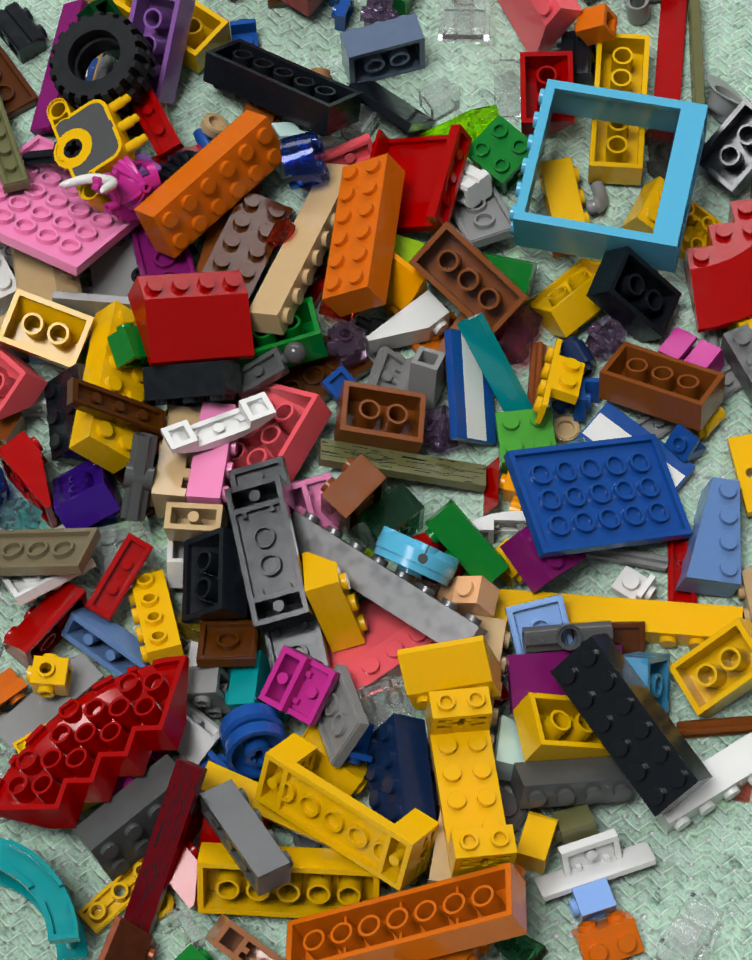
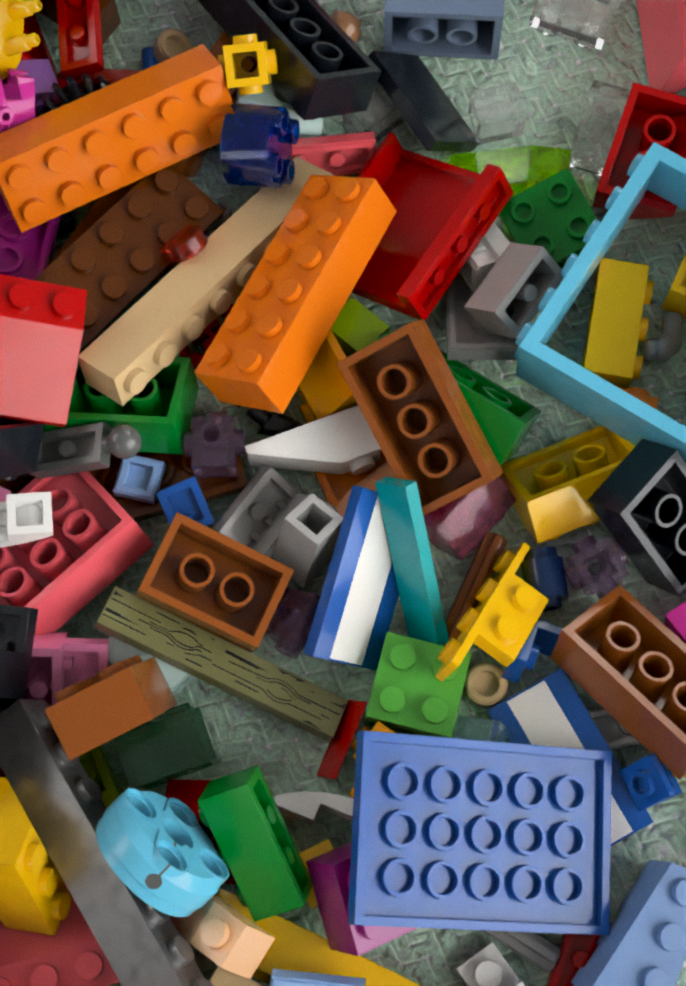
camera: 20 degrees right, 10 degrees up
(287, 106) = (232, 64): none -> yellow brick
(305, 379) = (139, 479): none -> light blue tile
(495, 193) = (514, 289): none -> light grey brick

